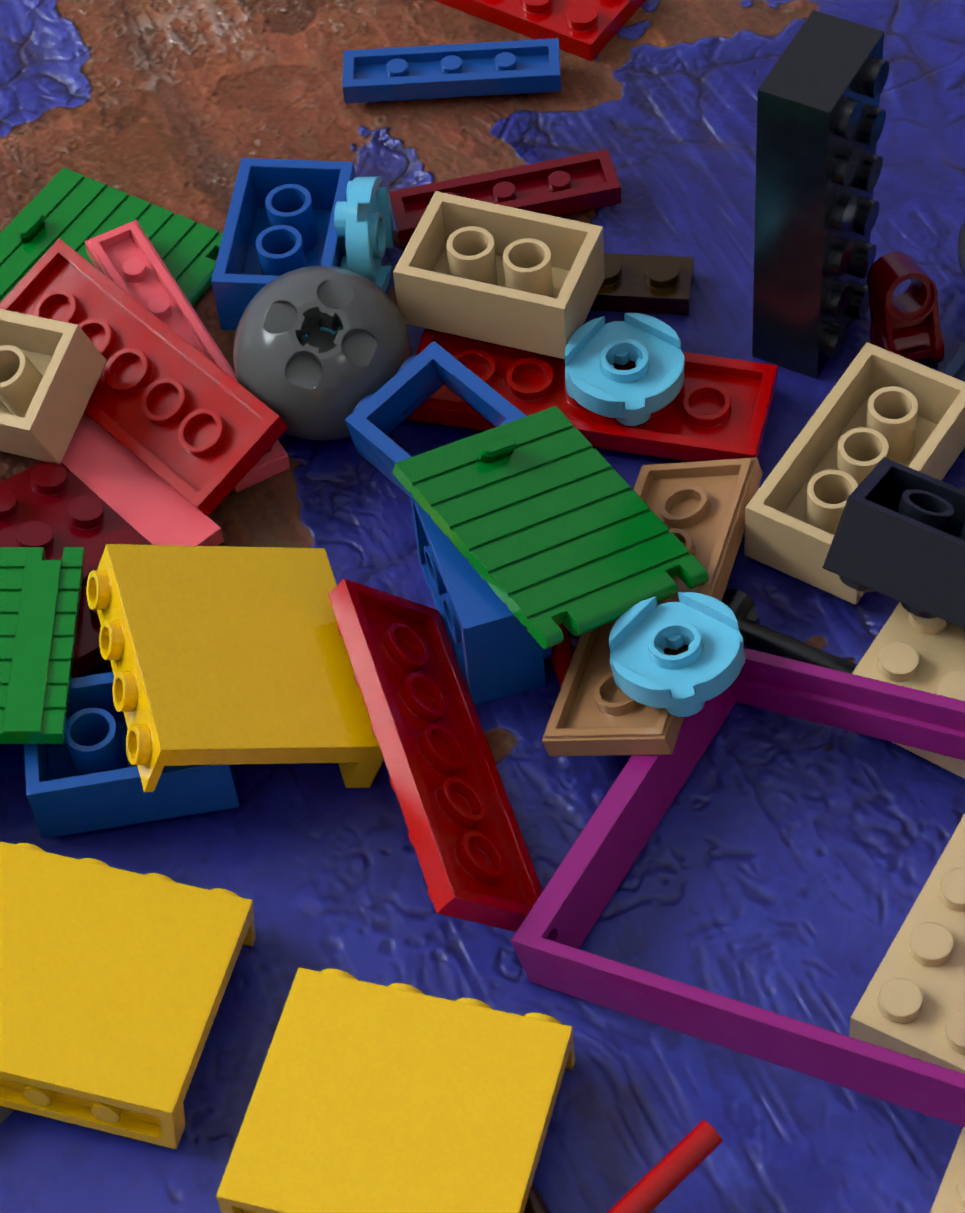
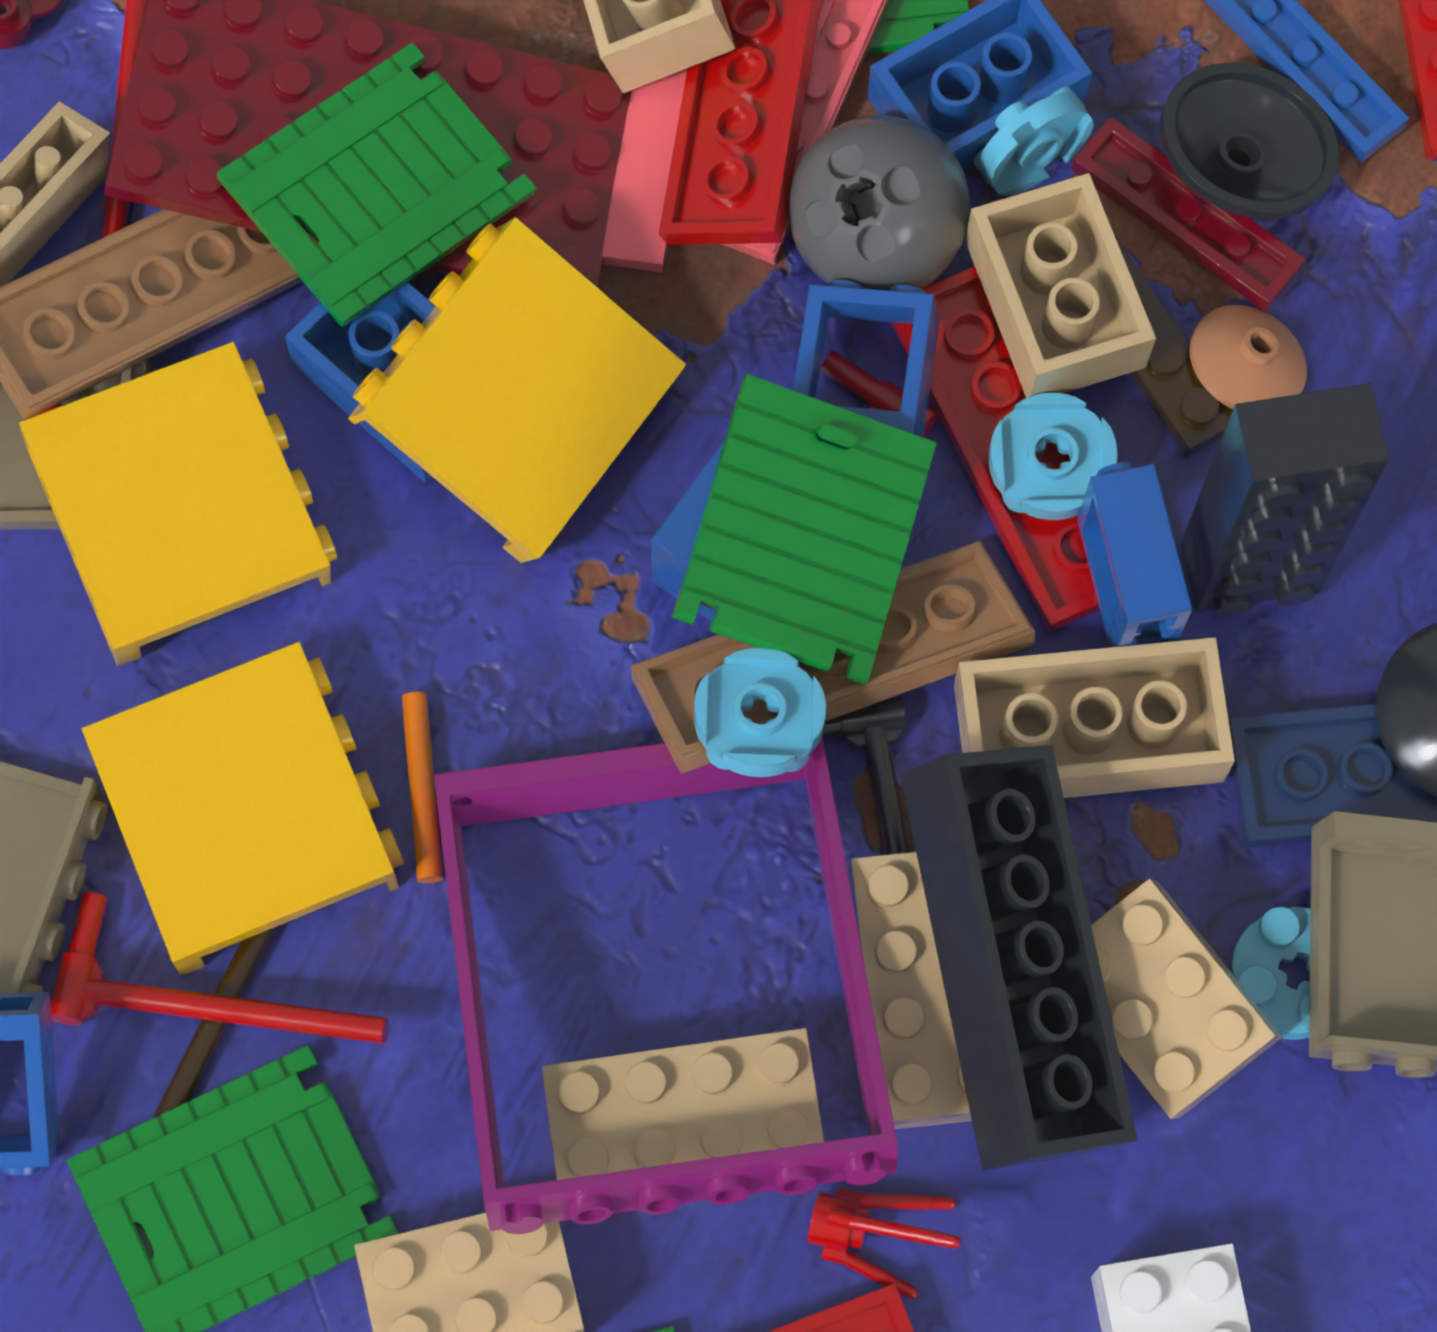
camera: 45 degrees right, 20 degrees up
(437, 758) = (554, 600): red plate -> none
(490, 123) = (1249, 140): none -> black dish
(502, 978) = (422, 787): none -> orange bar
(652, 227) = (1246, 356): none -> nougat dish
(771, 317) = (1133, 557): none -> blue window
(907, 321) = (1295, 639): dark red piece -> none

